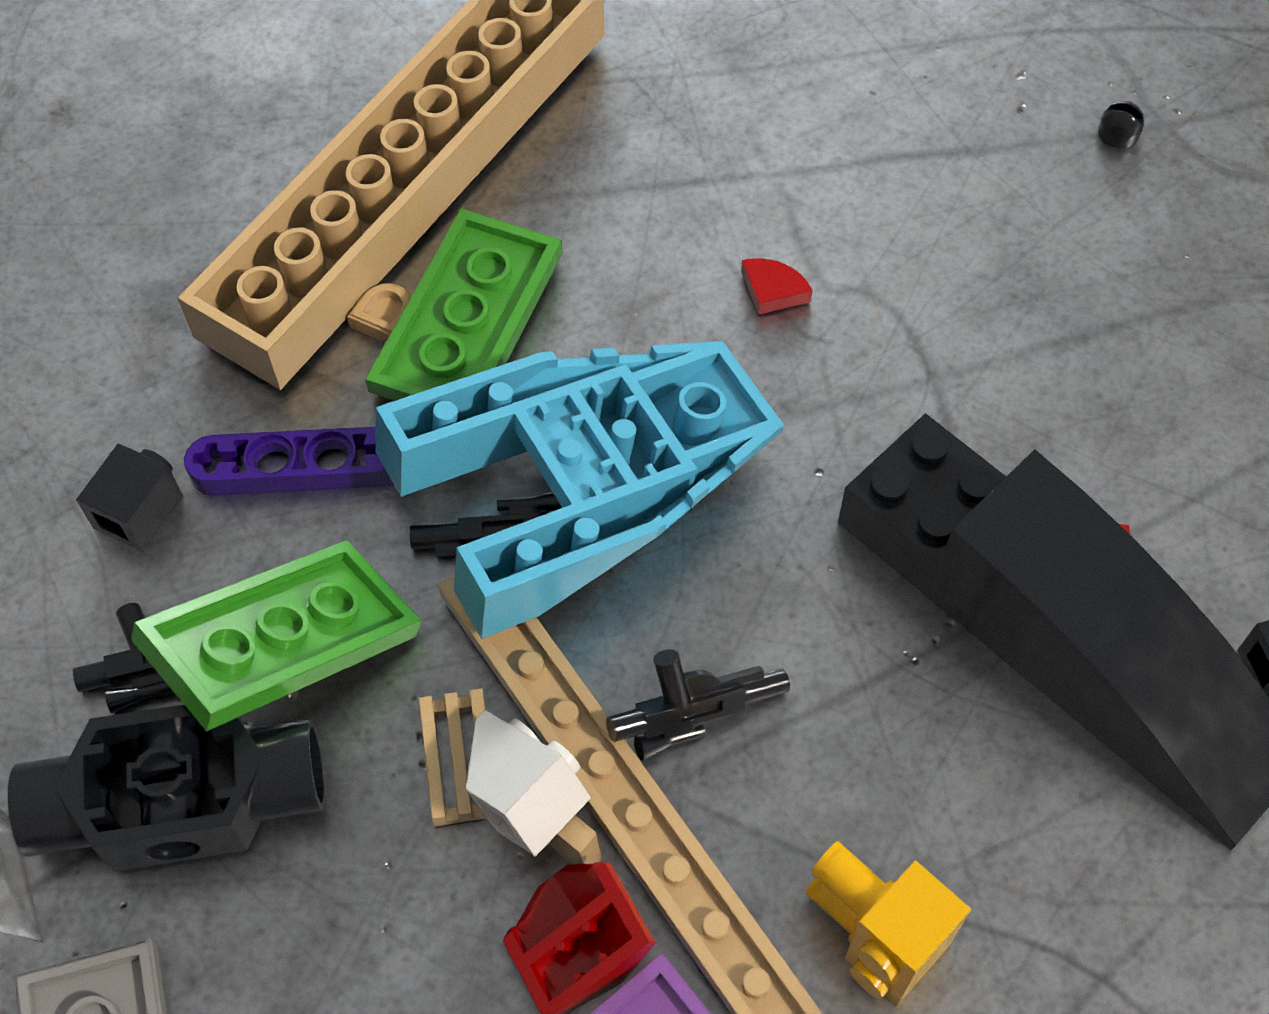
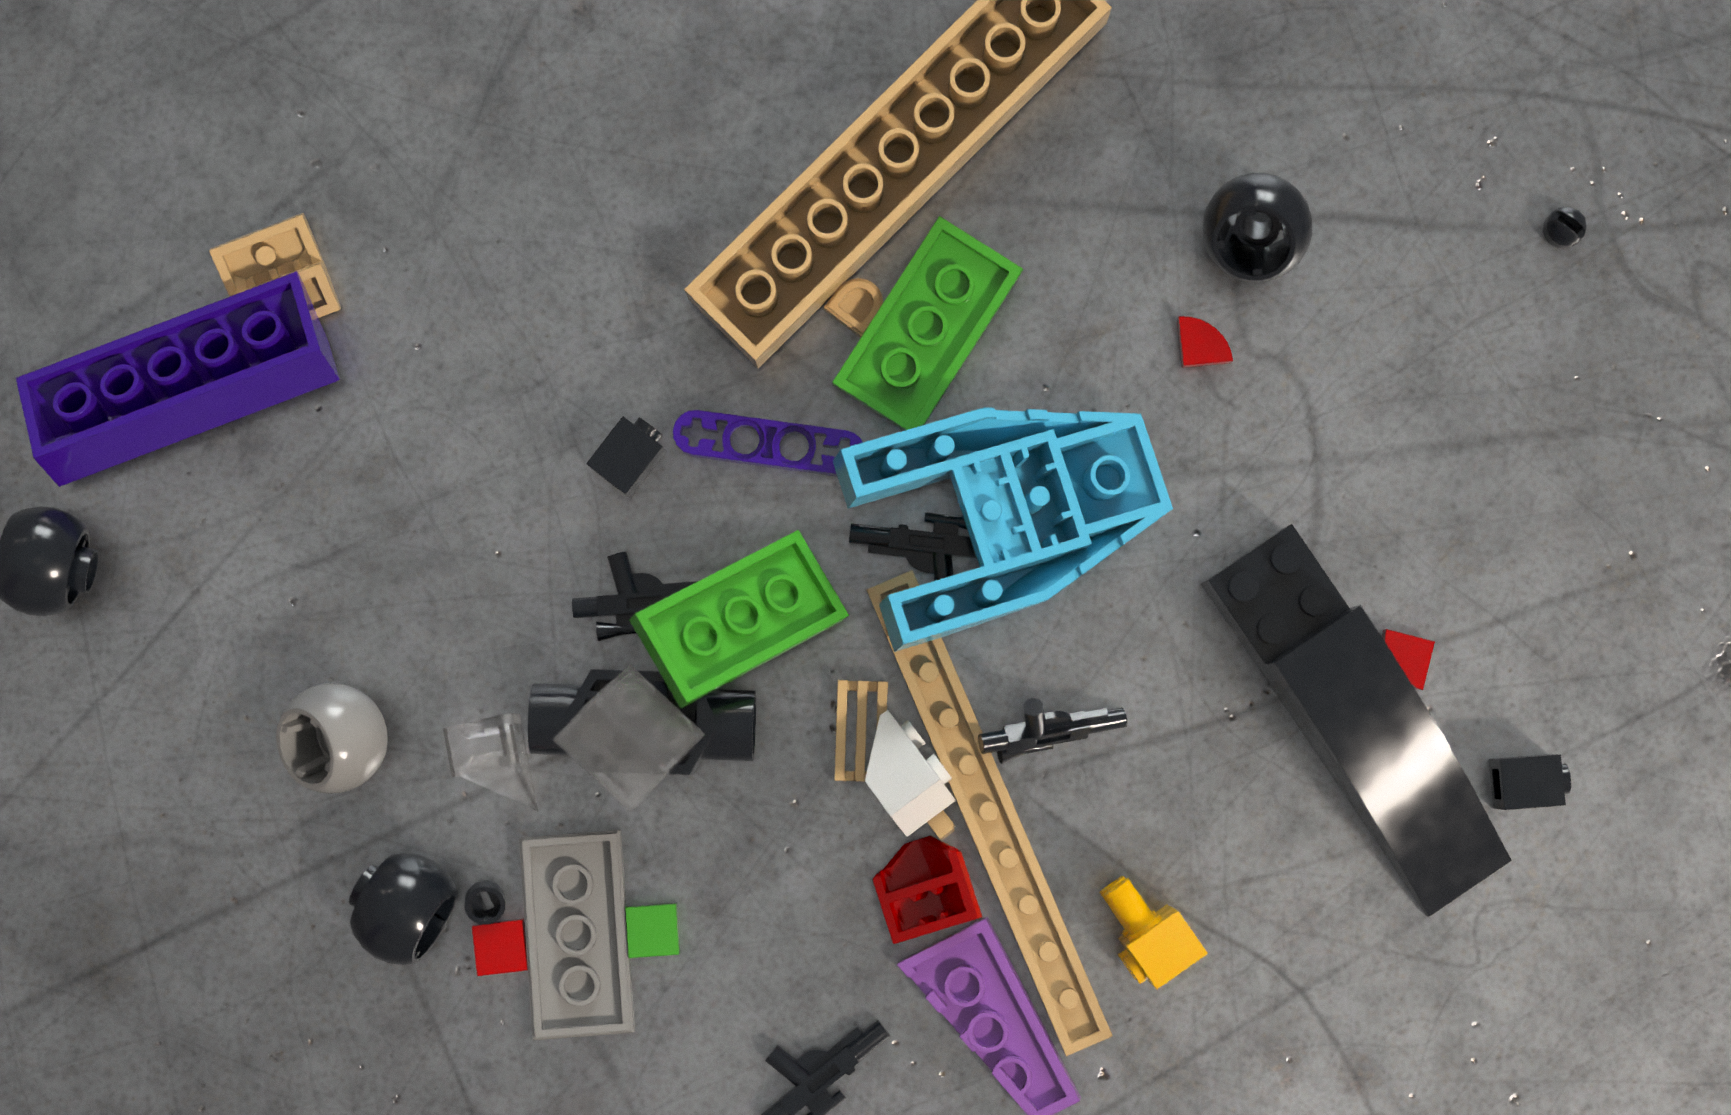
camera: 15 degrees right, 25 degrees up
(135, 779) = (629, 737): none -> clear slope
(788, 109) = (1250, 252): none -> black wheel

